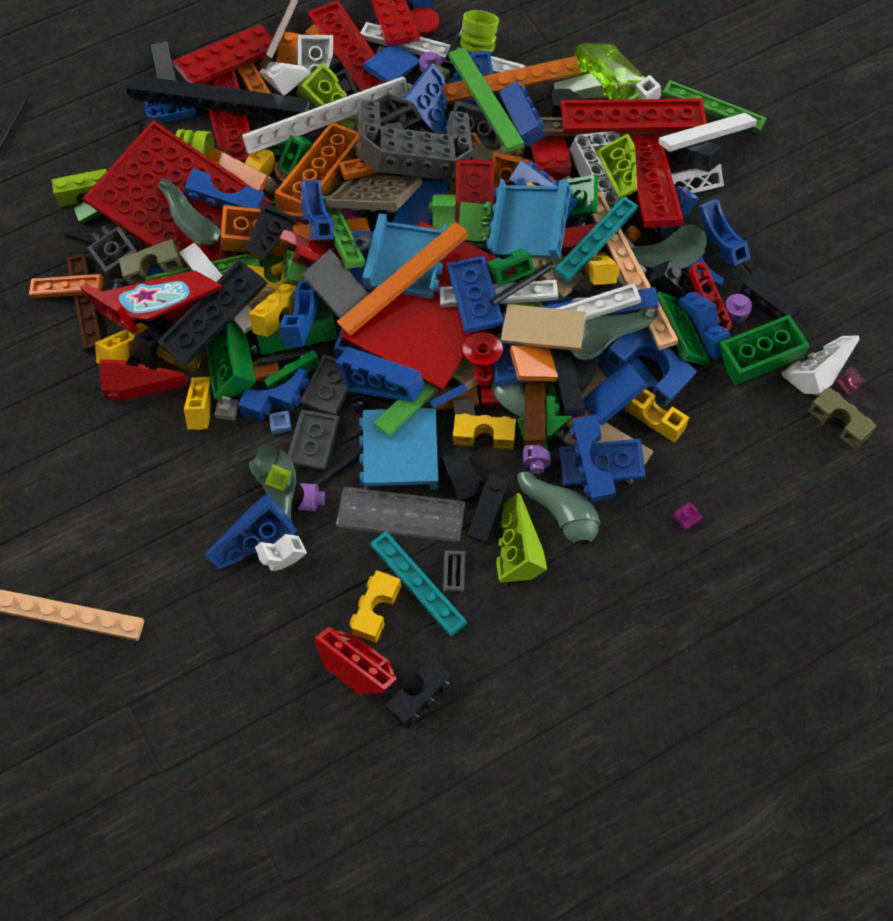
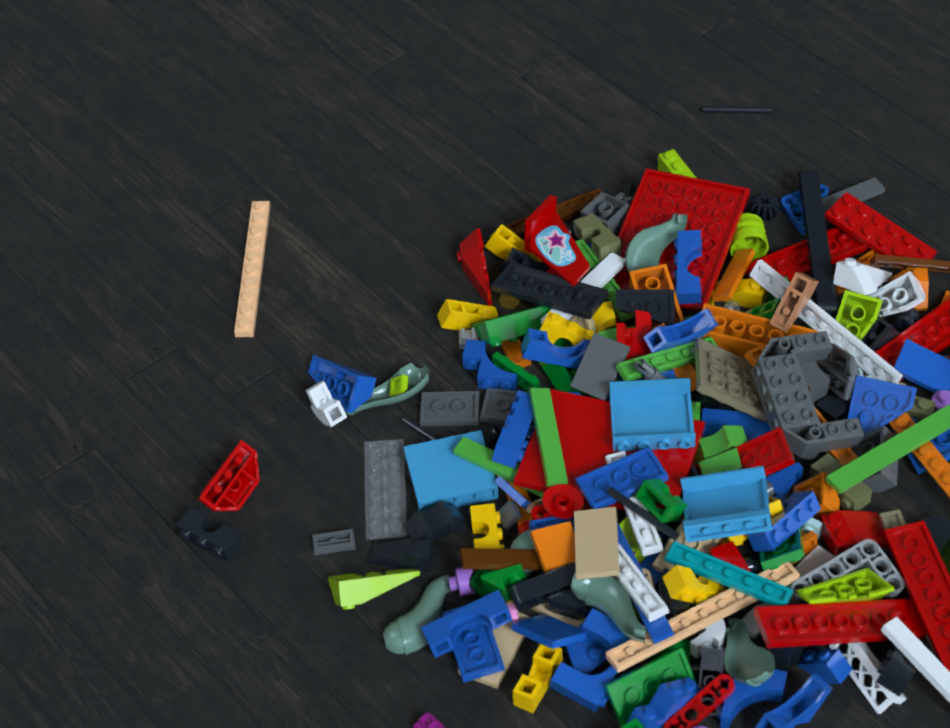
camera: 80 degrees right, 15 degrees down
(63, 285) = (566, 195): orange tile -> none
(280, 422) = (463, 380): medium blue tile -> none
(282, 357) = (532, 367): black bar -> none
(304, 120) = (793, 301): none -> nougat slope
(312, 497) = (385, 415): medium lavender piece -> none
(380, 589) = (272, 482): yellow arch -> none
(402, 278) = (621, 416): orange tile -> none
(402, 346) = (548, 436): none -> bright green tile
(418, 584) = (317, 517): teal tile -> none
(522, 113) = (897, 492): blue brick -> none

